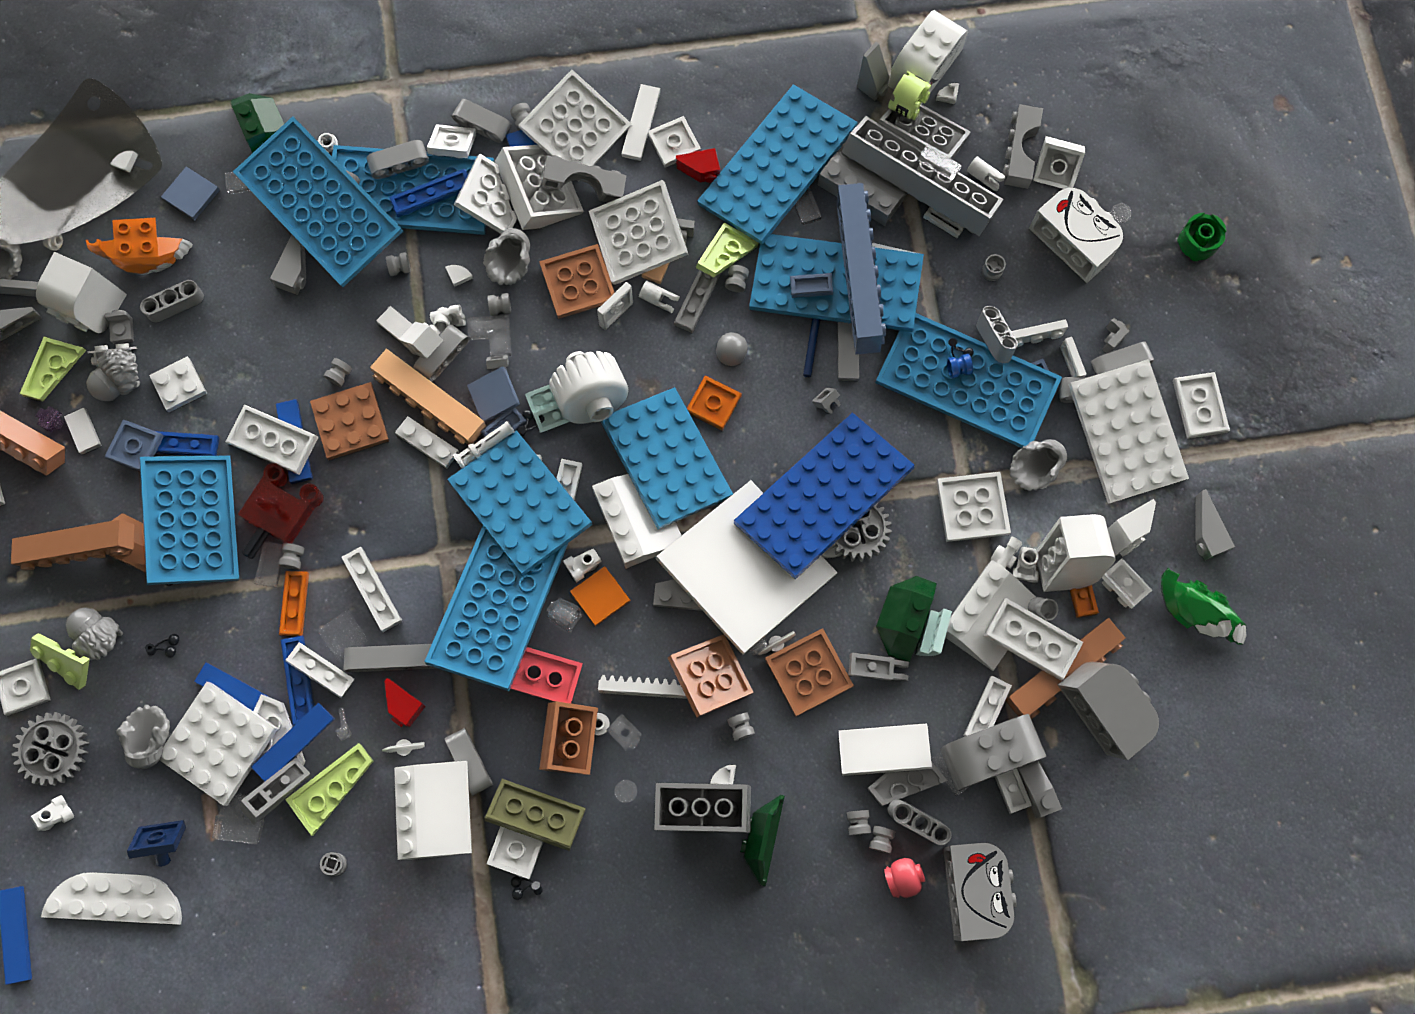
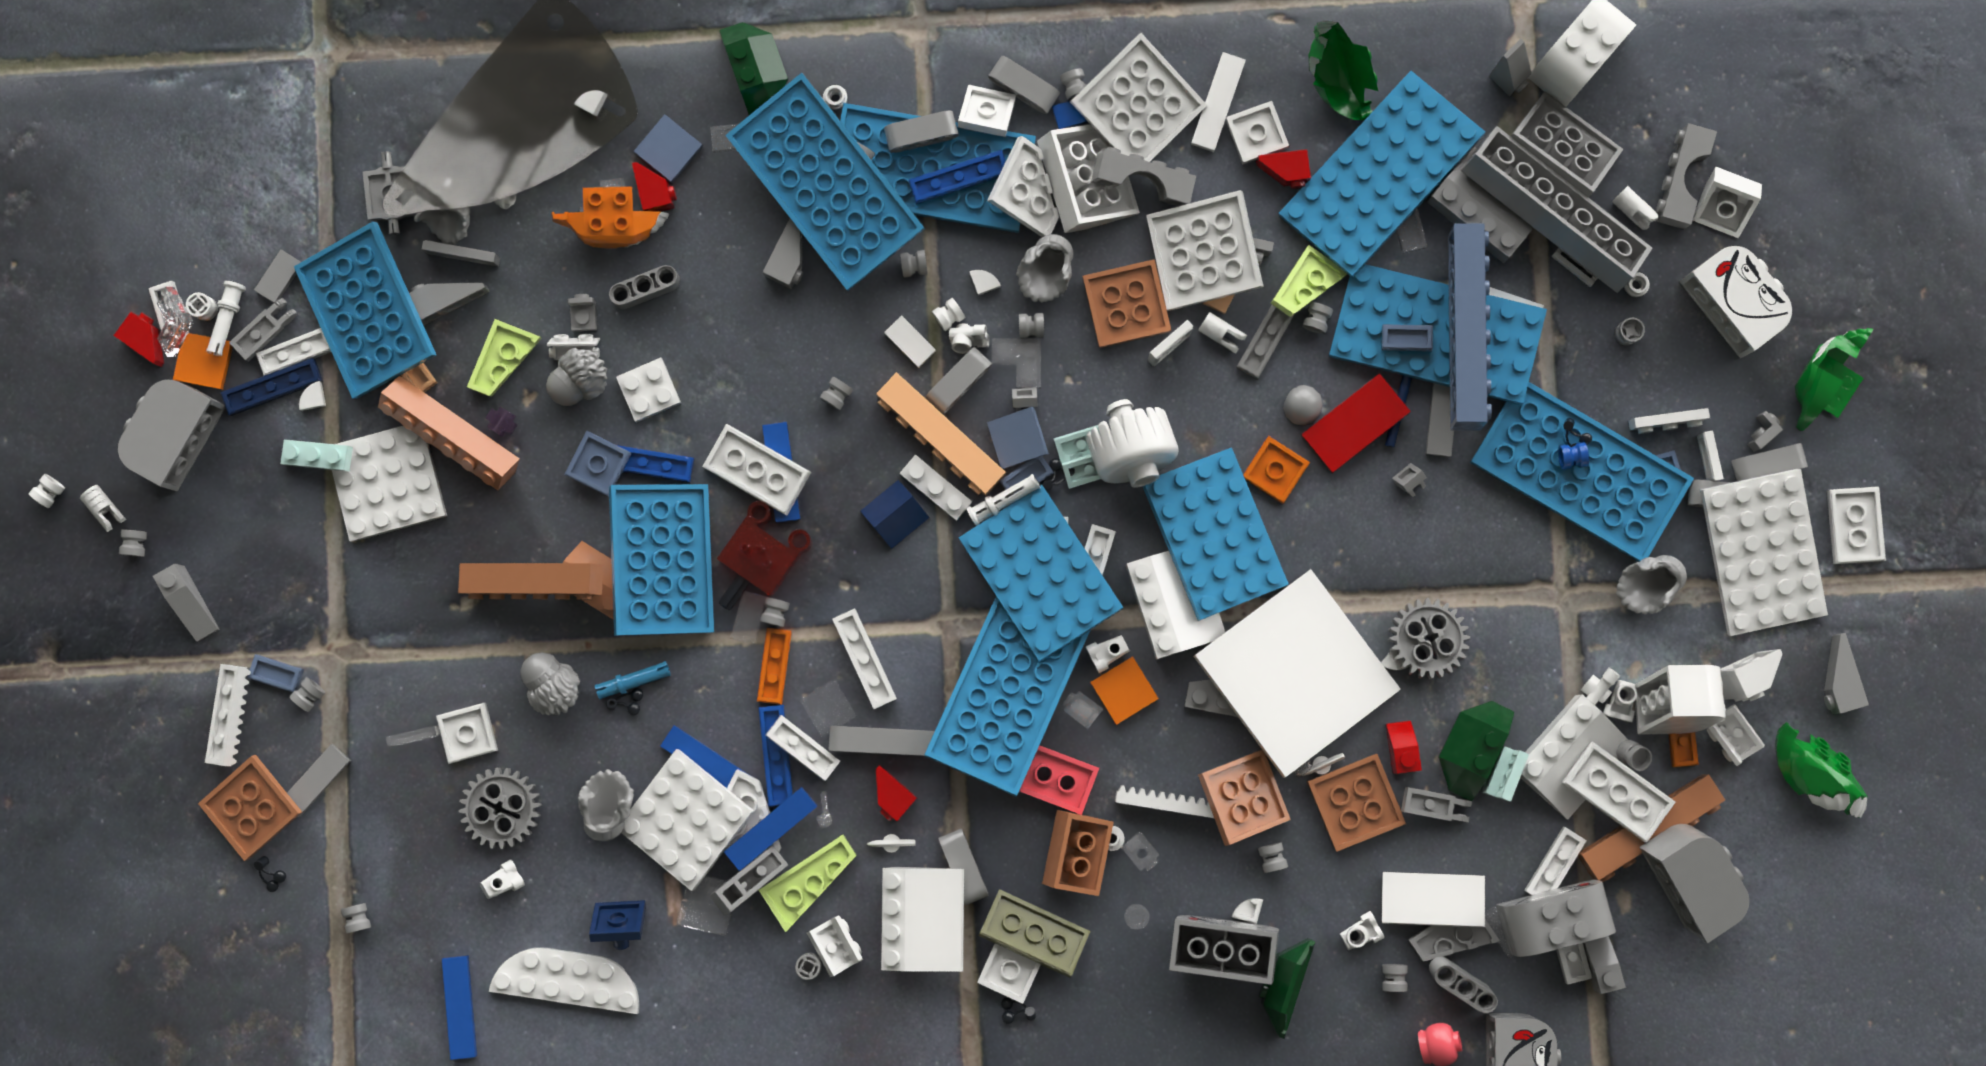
camera: 15 degrees right, 10 degrees up
(65, 663) = (518, 714): yellowish green wing -> none
(77, 294) = (541, 279): white brick -> none
(82, 431) = (537, 437): white tile -> none
(159, 630) = (632, 680): none -> dark azure pin
(177, 223) = (653, 190): none -> red slope
(349, 421) = (846, 453): nougat plate -> none
(356, 843) = (835, 945): none -> white bracket
(393, 467) = (895, 514): none -> dark blue slope
(421, 339) = (938, 365): white brick -> none
(429, 301) = (948, 314): none -> white wheel
(736, 84) = (1341, 71): none -> green animal
(776, 359) = (1356, 423): none -> red tile
(823, 495) = (1395, 597): blue plate -> none
(829, 781) = (1367, 930): none -> white plate
(845, 622) = (1403, 747): none -> red slope
(882, 838) = (1418, 1000): light grey wheel -> none
(909, 95) = (1553, 105): yellowish green brick -> none
(939, 162) = (1580, 197): clear tile -> none
(948, 93) = (1602, 95): white tile -> none
(973, 506) = (1568, 625): white plate -> none
(995, 226) = (1644, 285): none -> white plate
(996, 334) = (1622, 419): light grey beam -> none
(1121, 212) = (1794, 273): clear plate -> none
(1157, 292) = (1826, 381): none -> green animal
(1202, 236) = (1902, 308): green brick -> none

